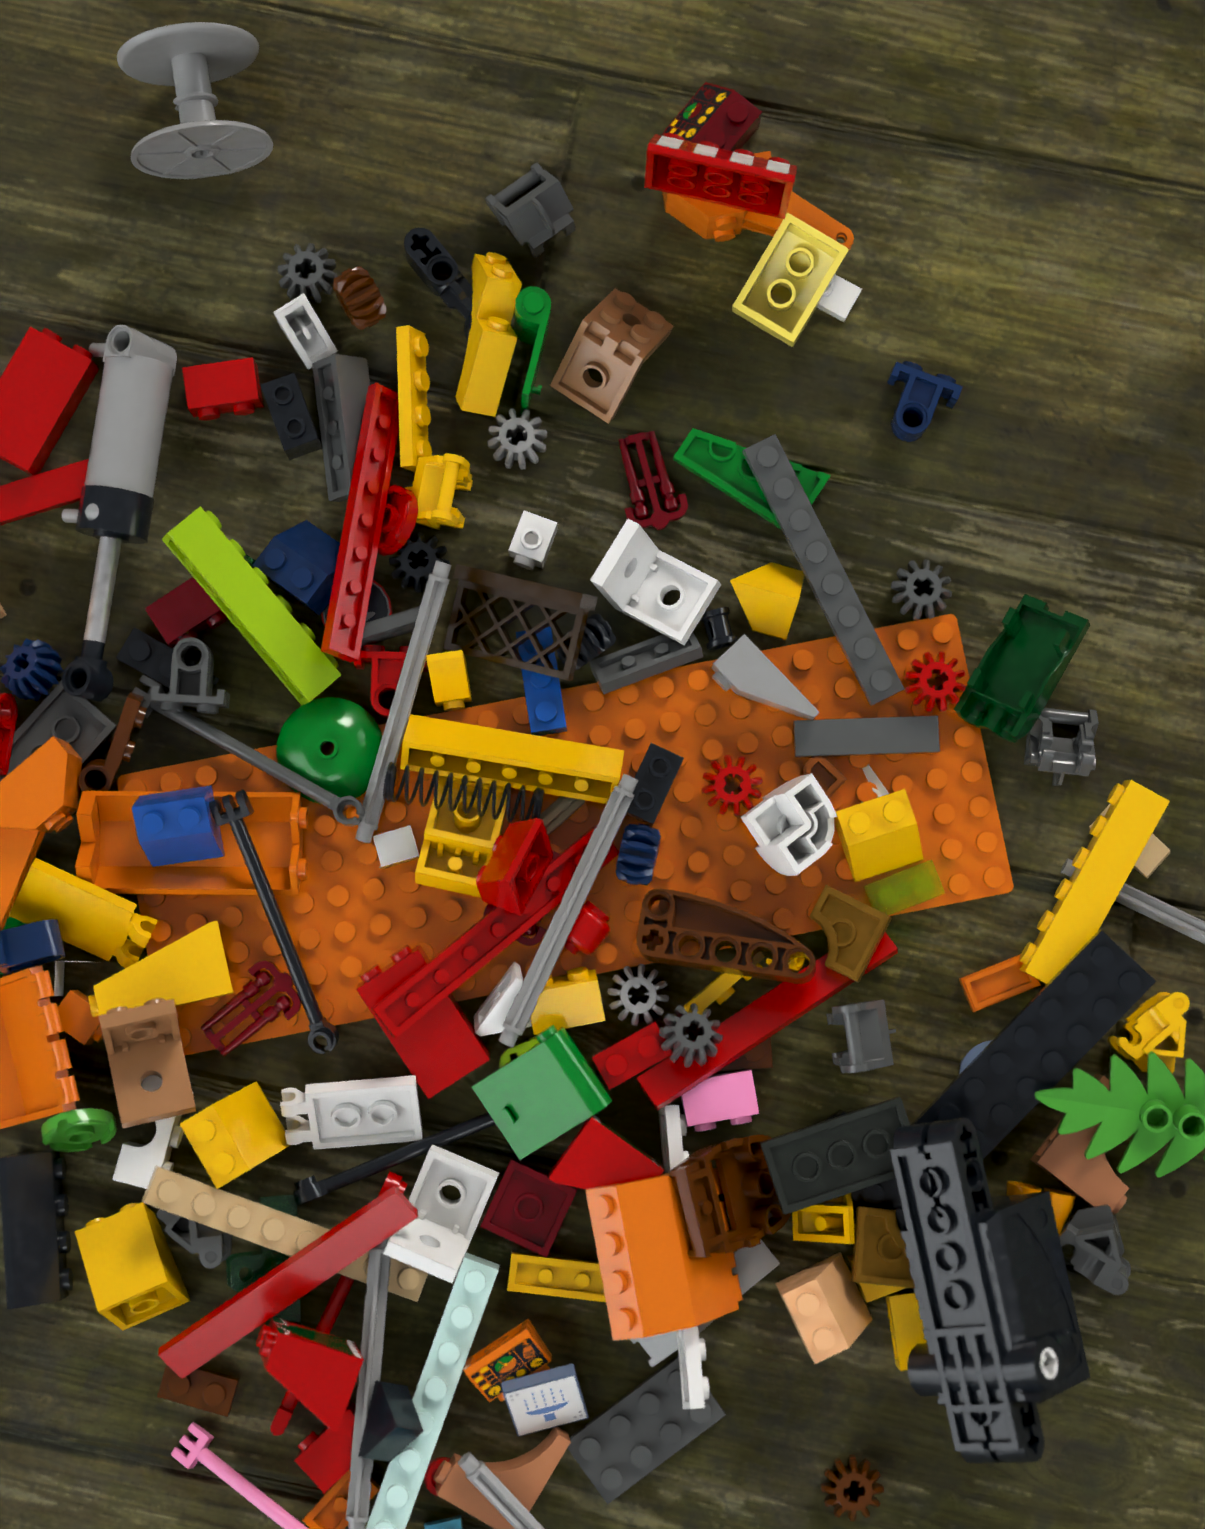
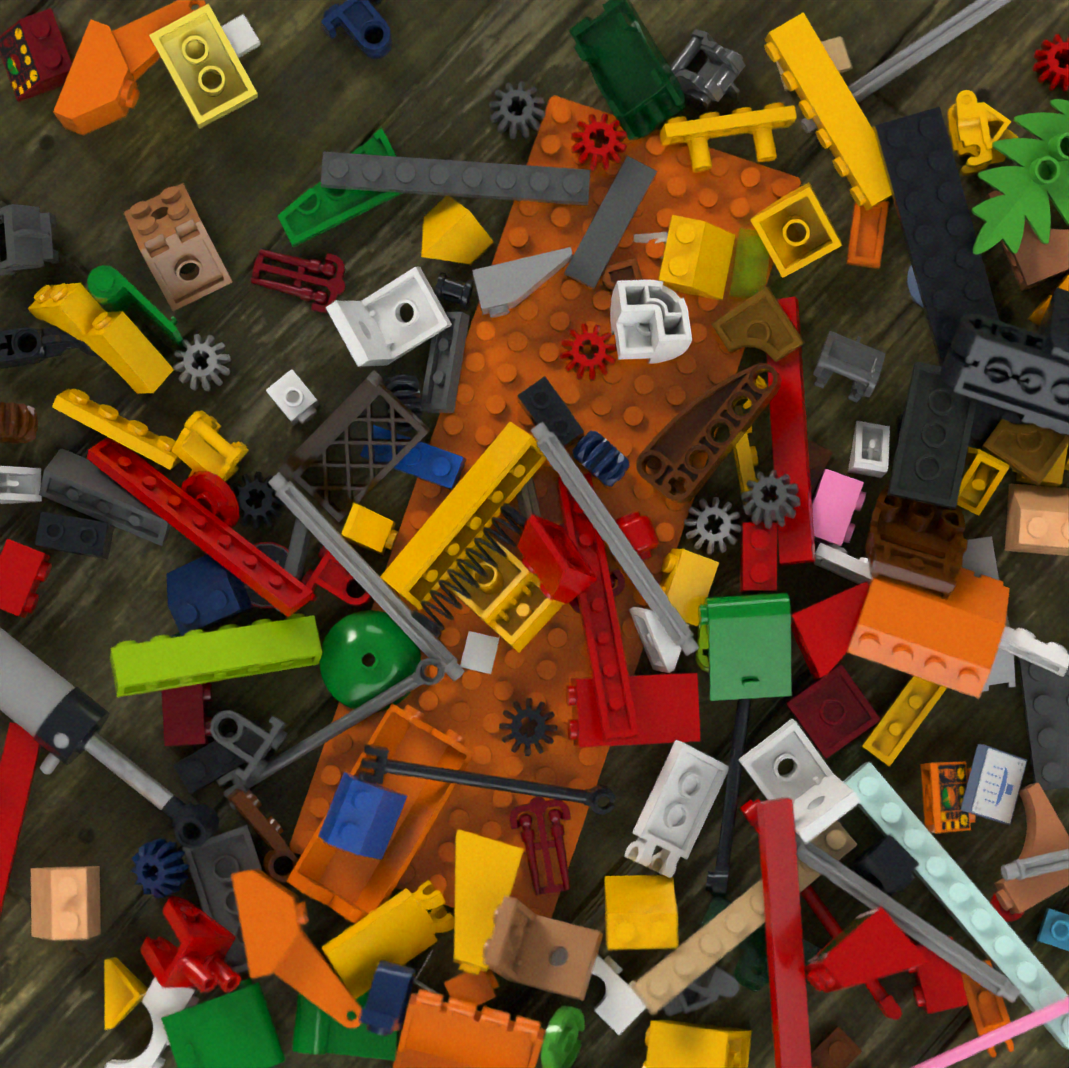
camera: 55 degrees left, 0 degrees up
(352, 943) = (517, 723): none -> black gear
(390, 1422) = (943, 917): black slope -> none
(408, 1340) = (886, 865): none -> black brick
(719, 175) = (90, 68): red slope -> none
(796, 1101) = (870, 450): none -> white slope
(960, 913) = (796, 230): none -> yellow slope
(1034, 803) = (741, 121): none -> yellow plate

